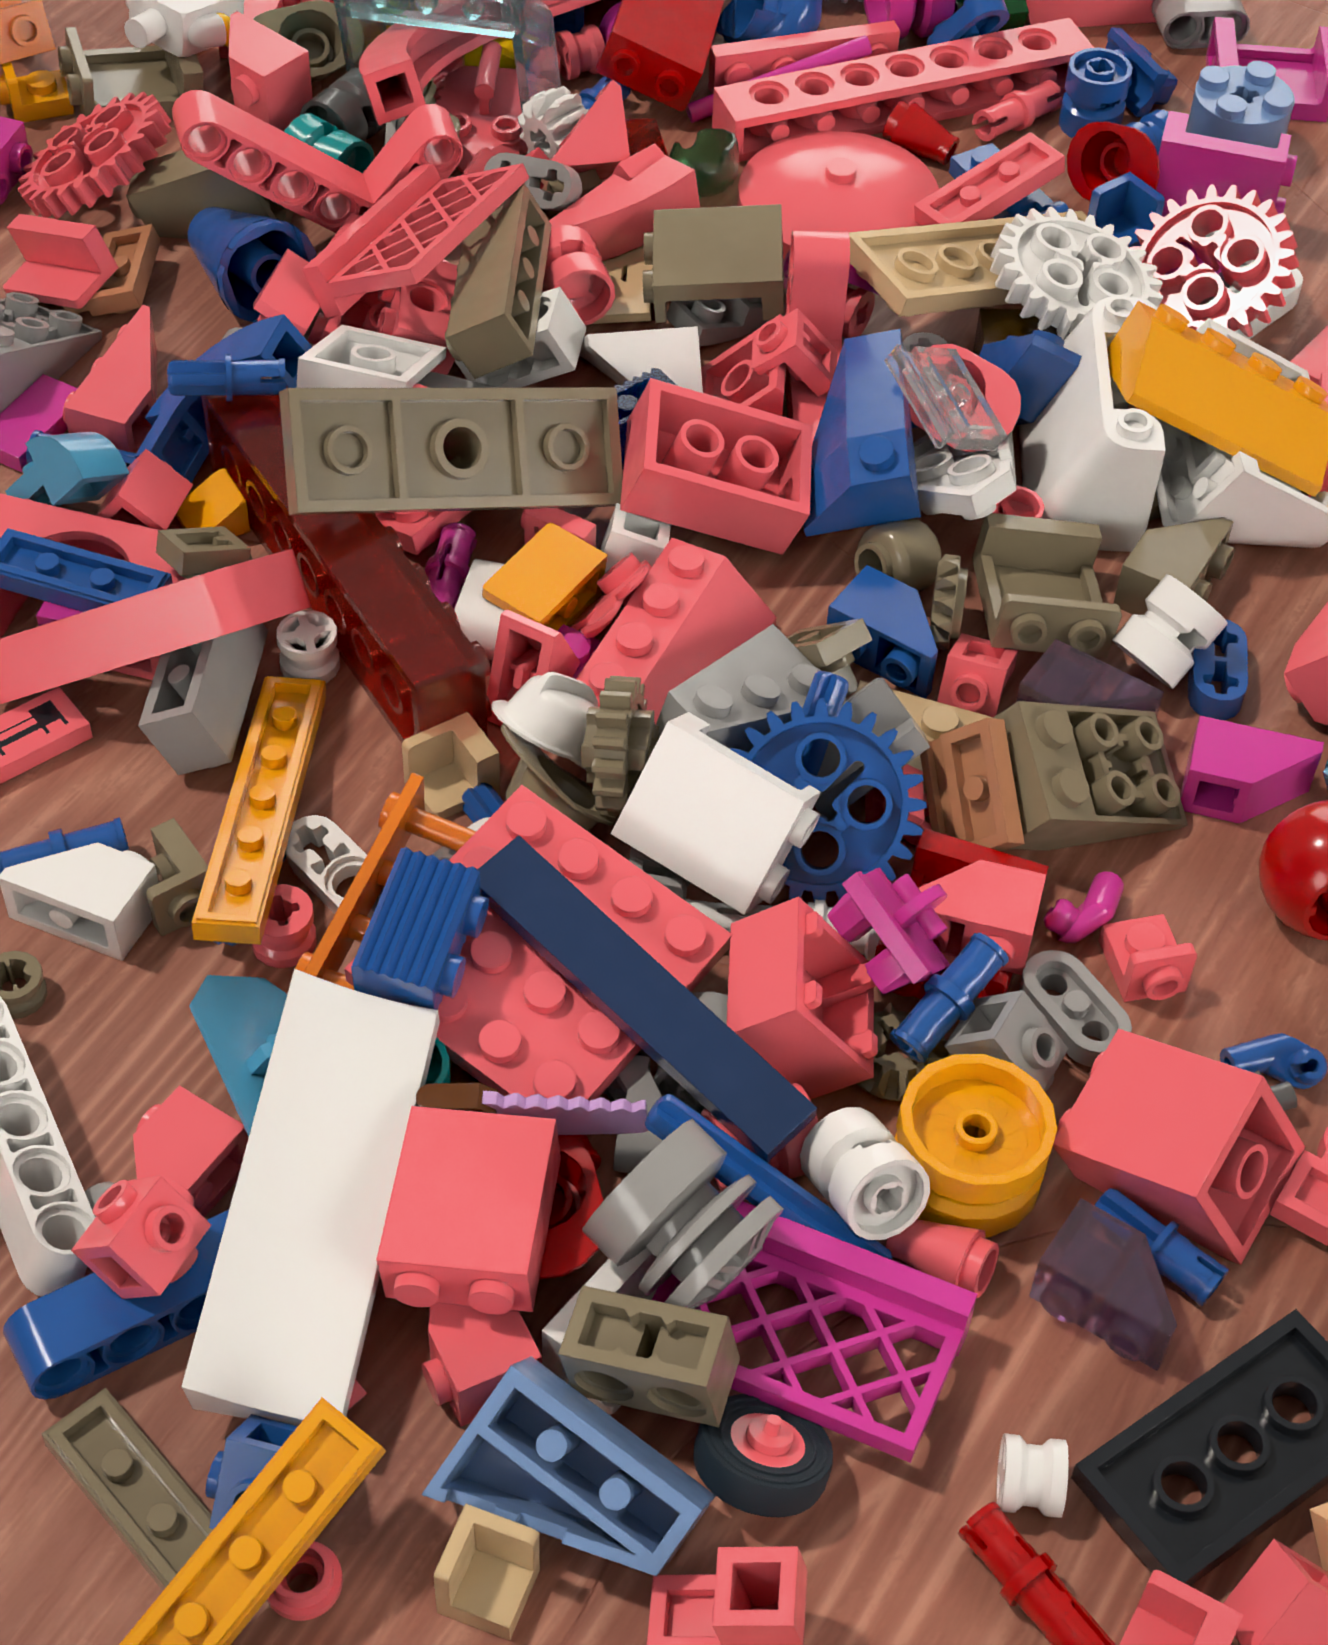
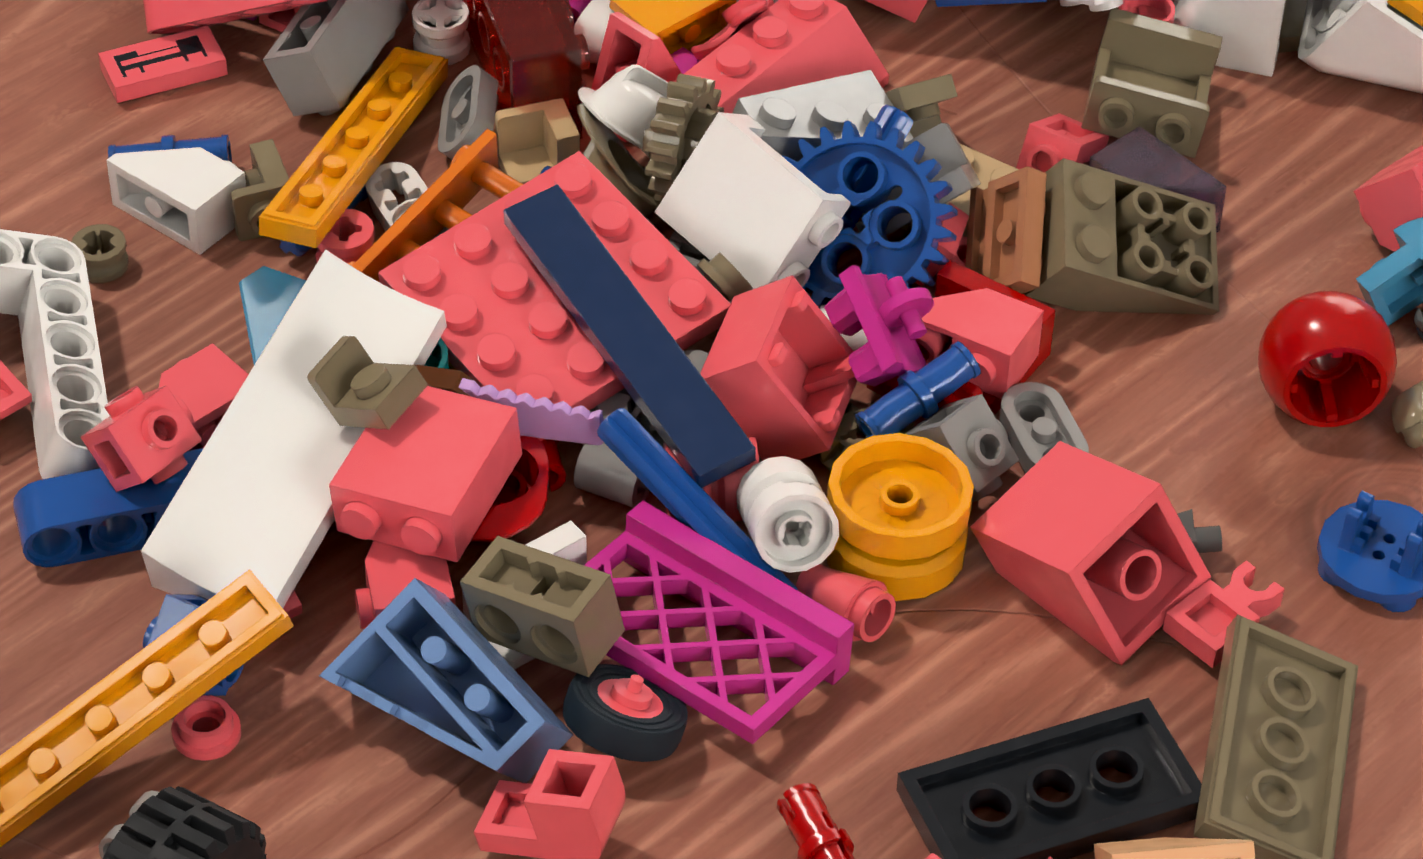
camera: 15 degrees right, 5 degrees down
(130, 1485) = (79, 625): dark tan tile -> none
(368, 745) = (467, 110): none -> light grey plate
(386, 1132) = (364, 391): none -> dark tan bracket
(420, 931) = (447, 243): blue brick -> none
(487, 1571) = (359, 748): tan panel -> none
(683, 1219) = (601, 499): light grey wheel -> none
(711, 900) = (724, 276): none -> dark tan plate
(899, 629) = (986, 99): blue slope -> none
(902, 551) = (1020, 40): dark tan head -> none
(948, 601) = (1051, 79): dark tan gear -> none
(1032, 1475) = (857, 775): white wheel -> none
(1097, 909) = (1094, 362): dark pink arm -> none
(1107, 1283) = (979, 645): slope -> none
(1146, 958) = (1130, 409): coral bracket -> none
(1170, 631) = (1255, 138): white wheel -> none
(1173, 1253) = (1047, 632): blue axle -> none
(1185, 551) = (1289, 92): dark tan slope -> none
(1229, 670) = (1292, 181): blue beam -> none
(1245, 770) = (1279, 263): dark pink slope -> none
(1279, 1058) = (1225, 507): blue arm -> none

